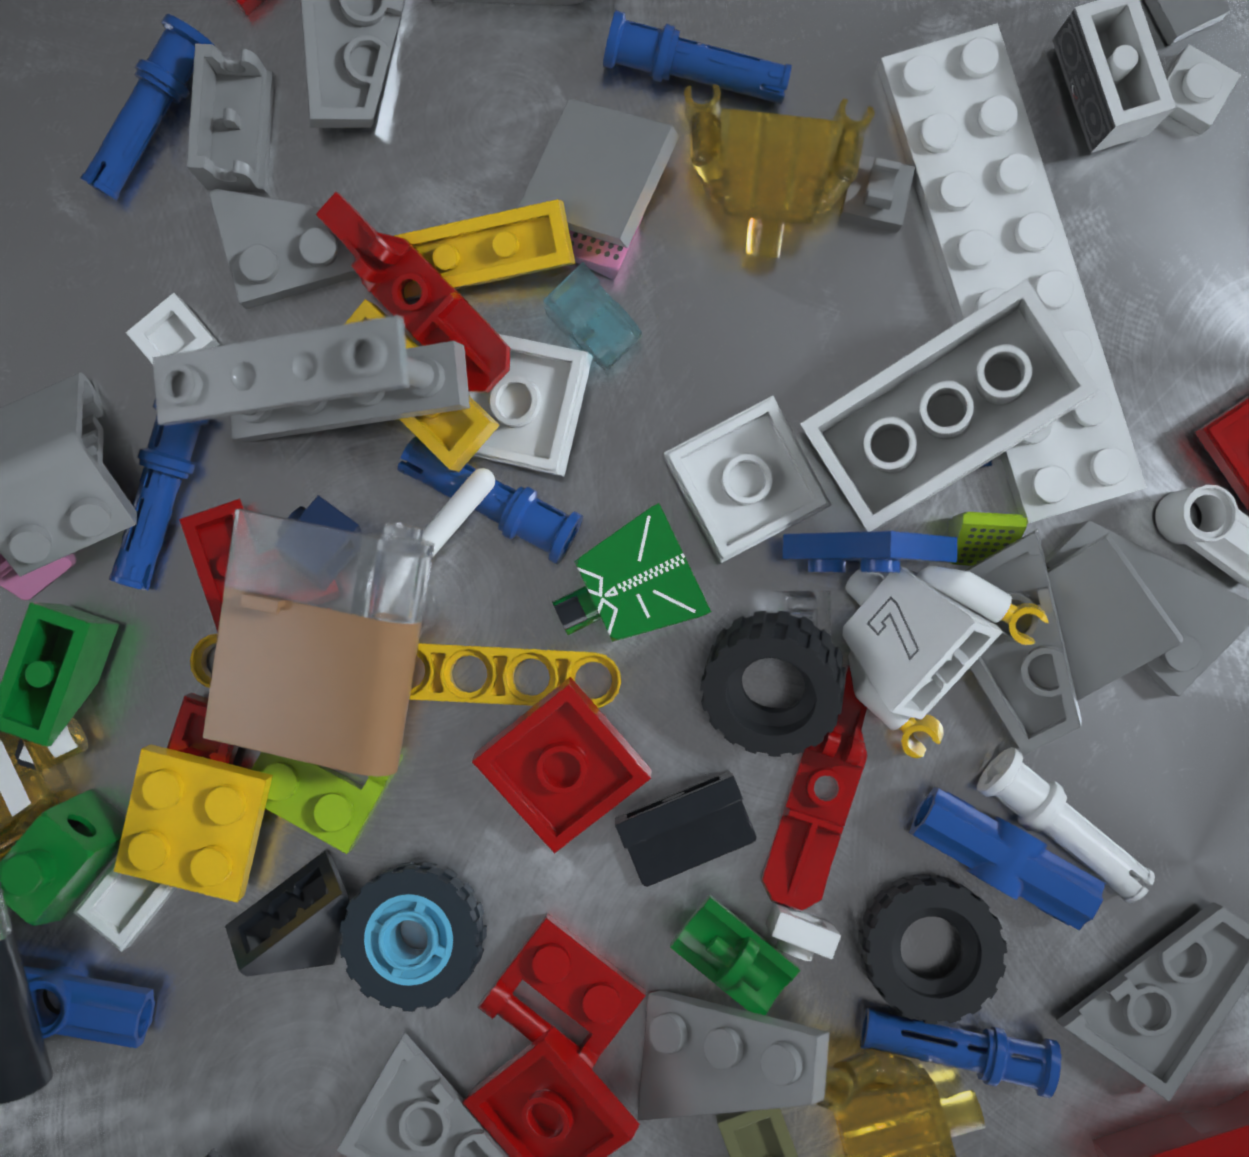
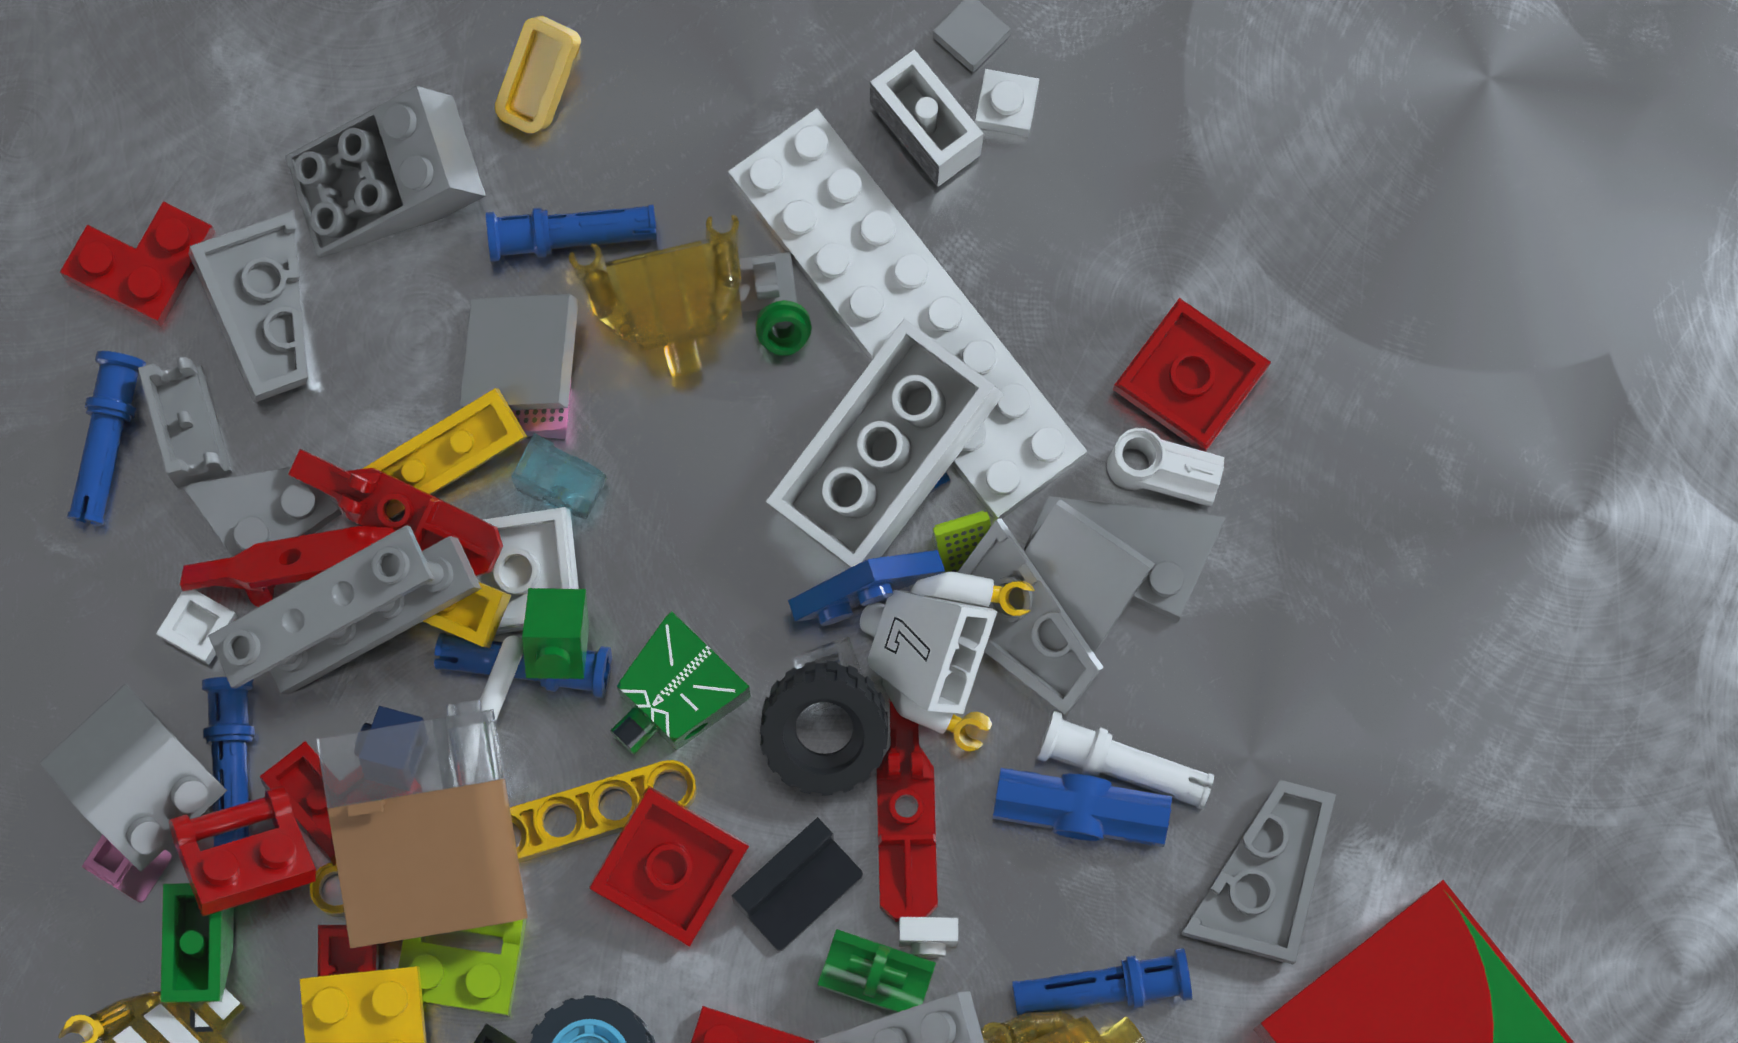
camera: 20 degrees left, 10 degrees down
(122, 617) = (248, 866): none -> red plate
(276, 304) = (281, 561): none -> red piece
(529, 485) = (555, 633): none -> green brick
(746, 479) = (741, 567): white plate -> none
(883, 258) = (786, 340): none -> green plate
(981, 956) = (1057, 865): black tyre -> none

